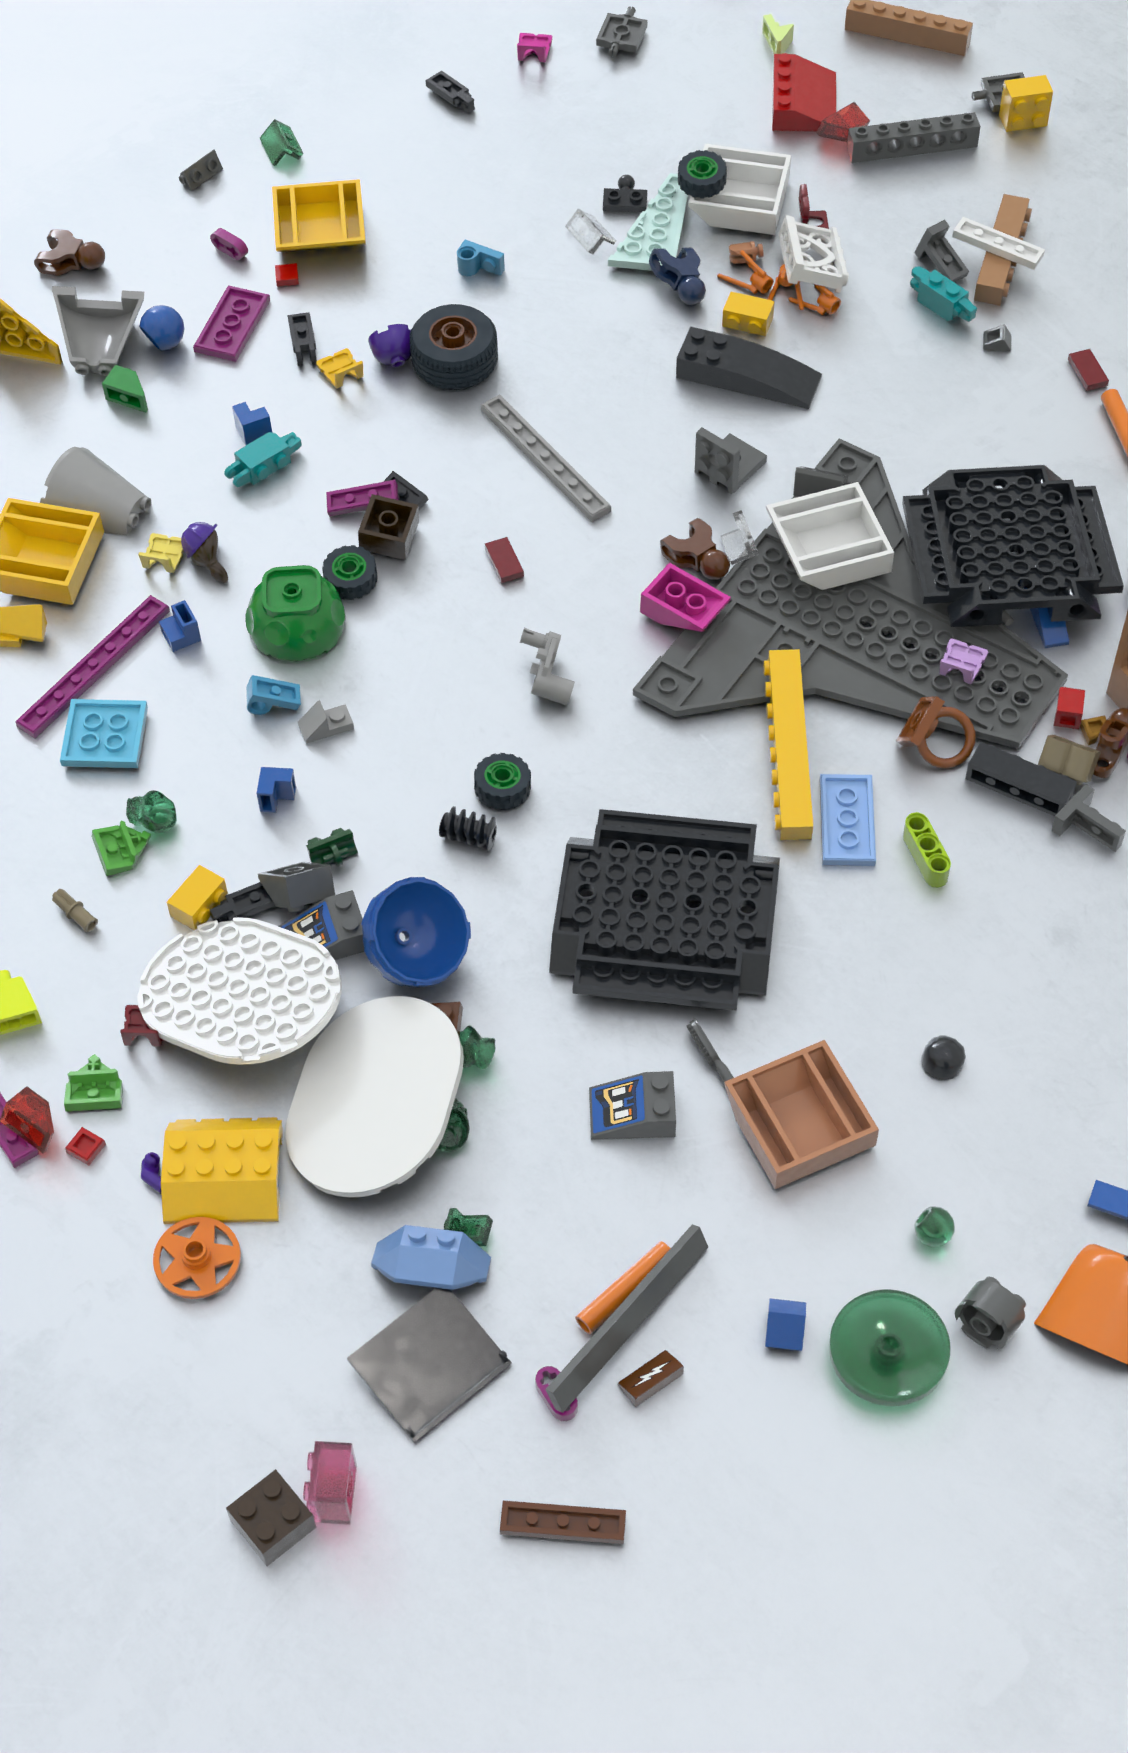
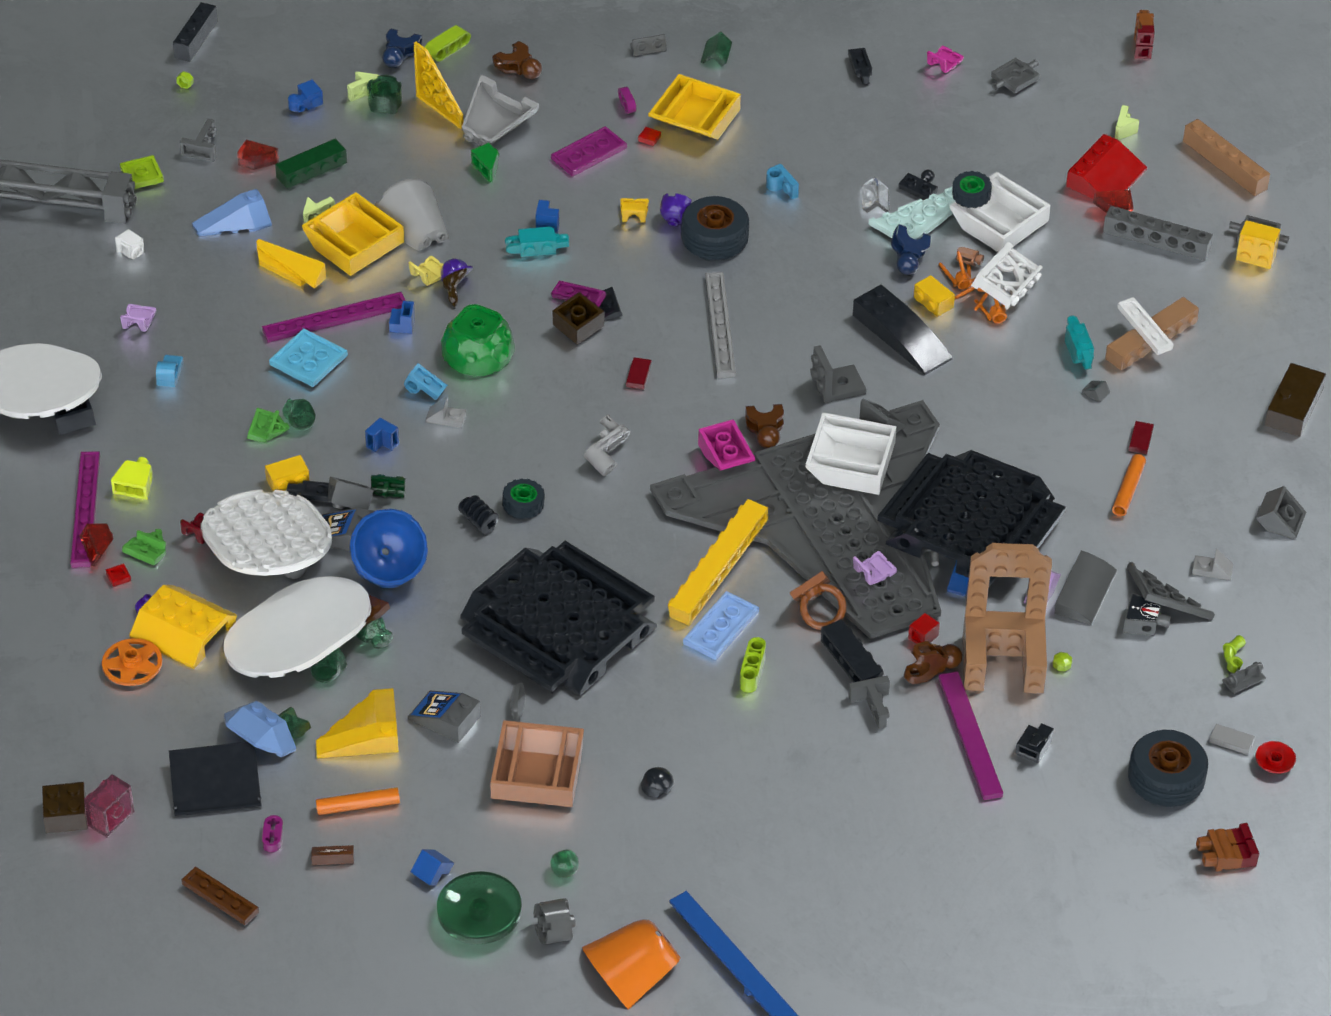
camera: 30 degrees right, 10 degrees down
(74, 910) = (212, 447): dark tan axle -> none
(162, 326) = (538, 132): blue helmet -> none
(302, 336) = (625, 179): black hinge -> none
(350, 571) = (533, 334): black wheel -> none
(554, 1182) = (365, 730): none -> yellow slope
(626, 1318) = (343, 813): dark grey tile -> none
(739, 542) = (799, 430): clear panel -> none
(804, 208) = (1032, 244): dark red piece -> none
(941, 252) = (1103, 316): dark grey bracket -> none
(1069, 758) = (891, 657): dark tan brick -> none

